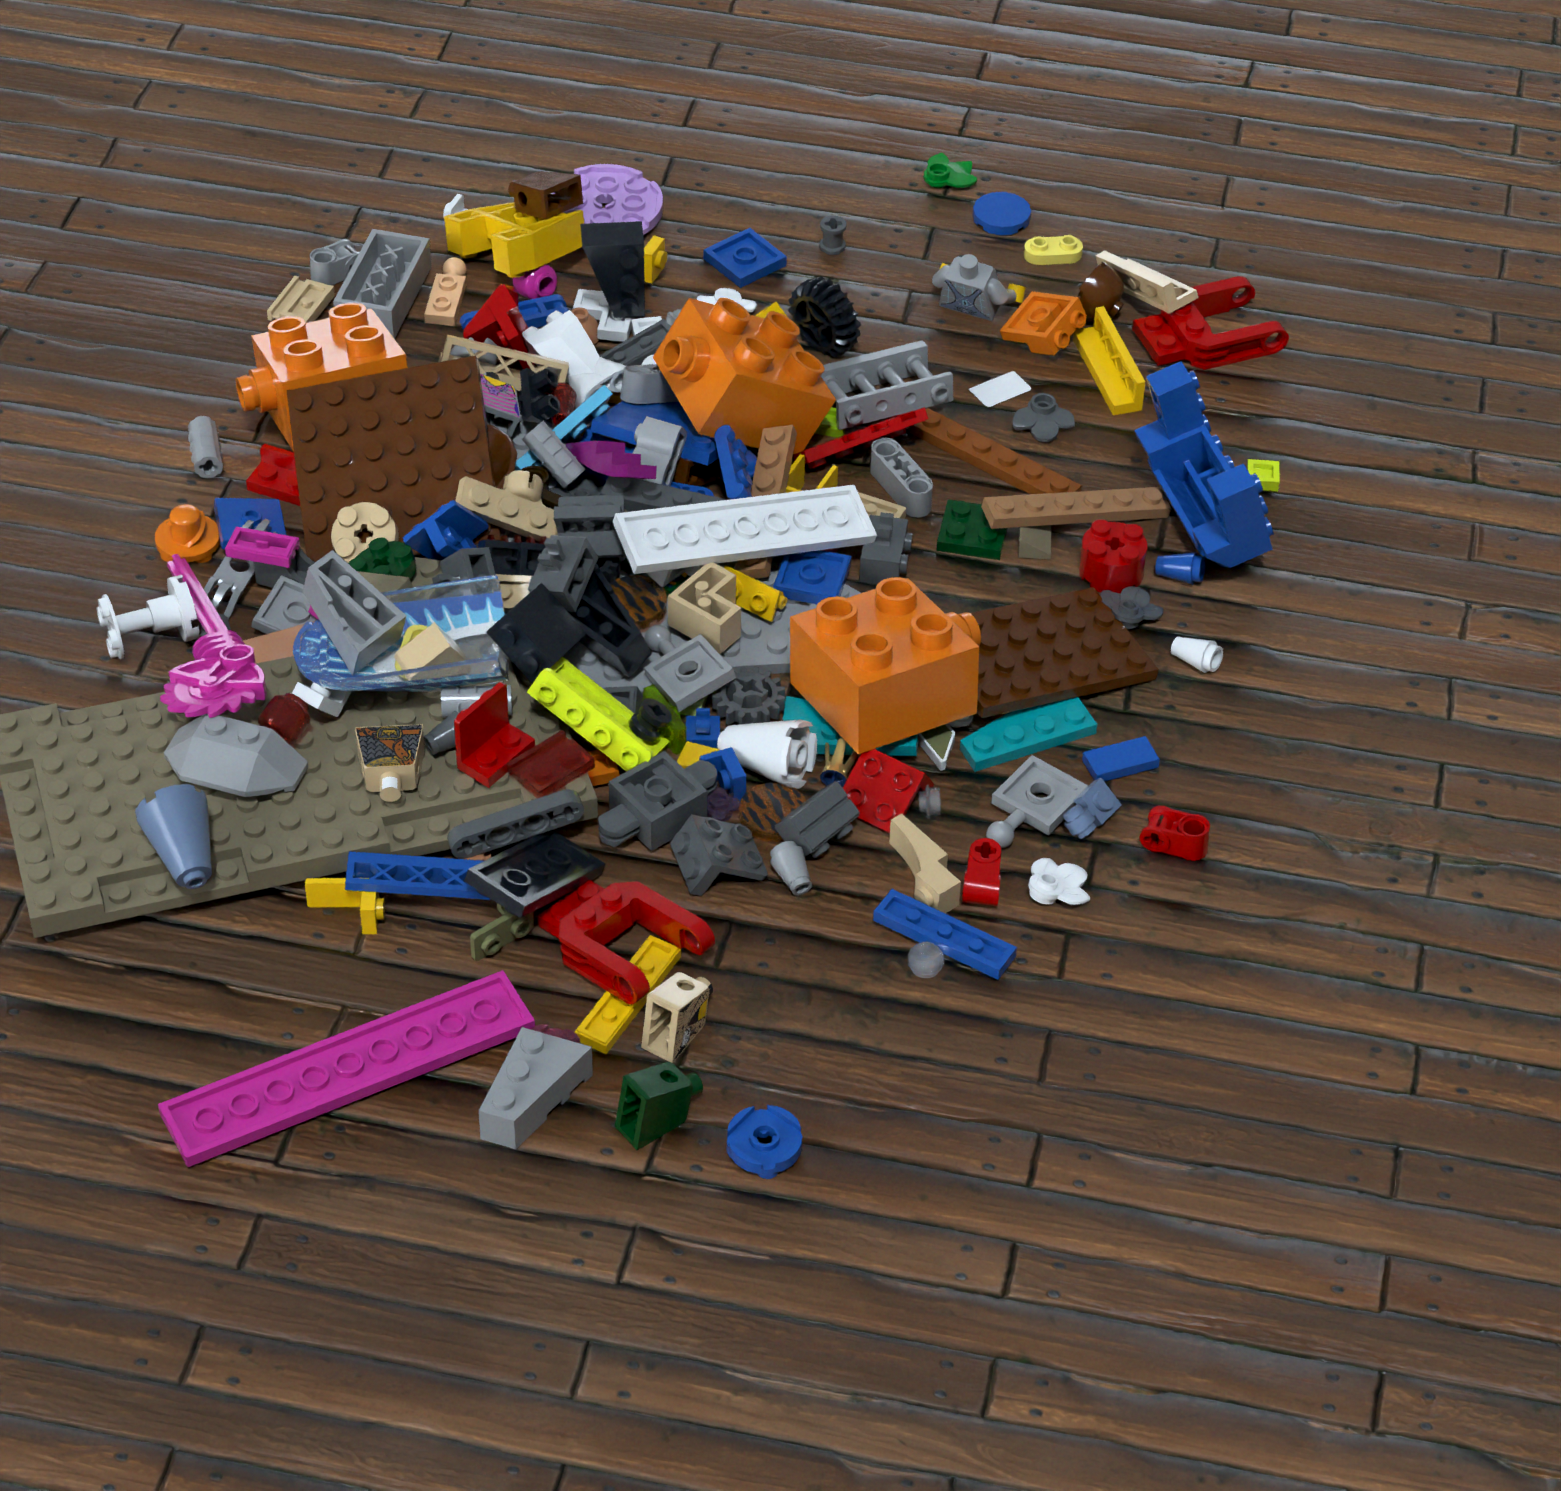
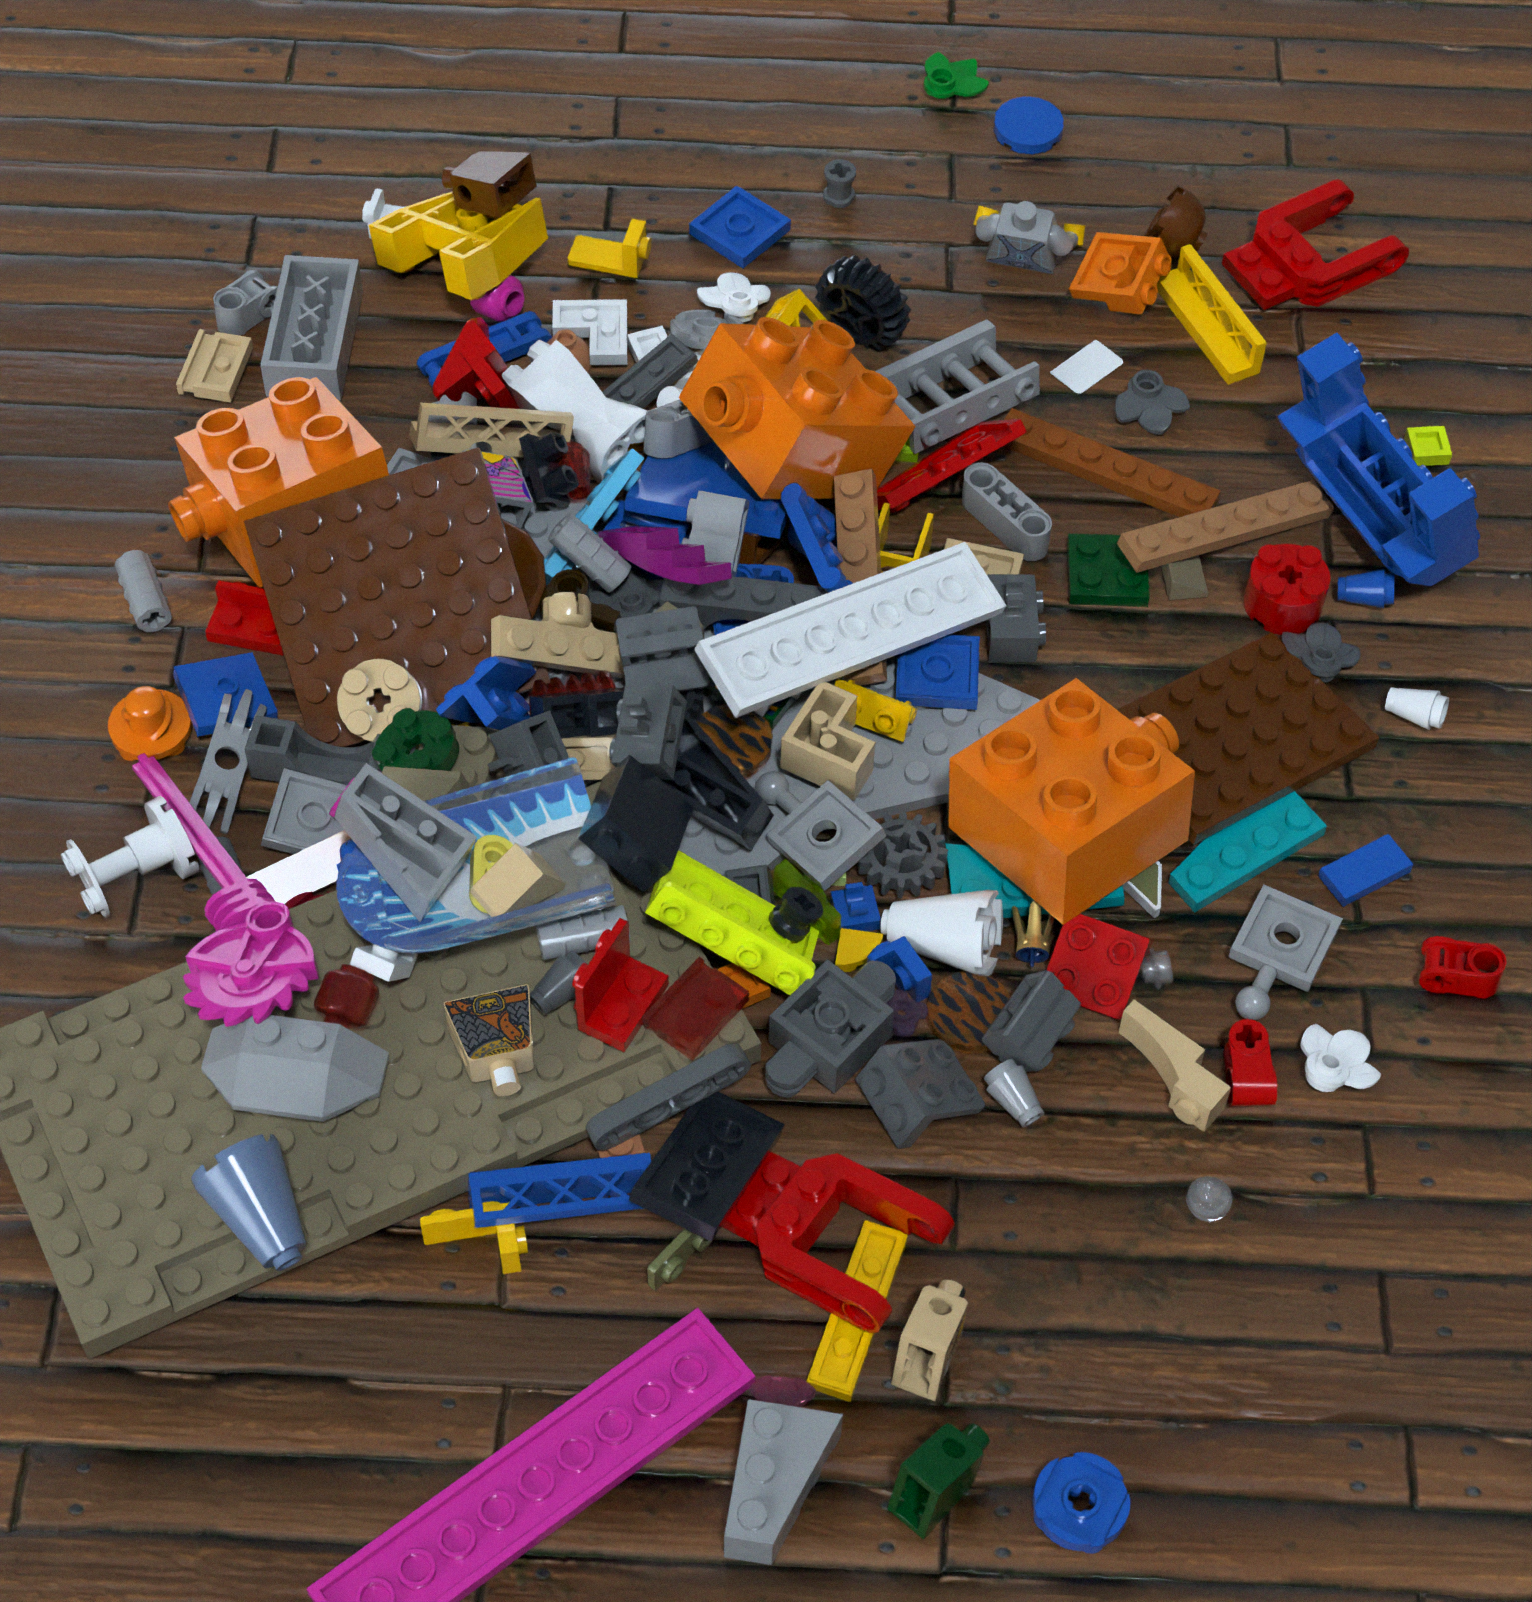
camera: 10 degrees left, 10 degrees up
(262, 547) = (254, 744): dark pink tile -> none
(447, 293) = (391, 327): light nougat plate -> none
(618, 264) = (607, 270): black wedge -> none
(625, 192) = (588, 165): lavender plate -> none
(948, 933) = (1224, 1157): blue plate -> none
(1053, 250) = (1101, 168): light yellow plate -> none
(1091, 809) = (1356, 946): sand blue plate -> none
(1149, 284) = (1232, 204): tan fence -> none

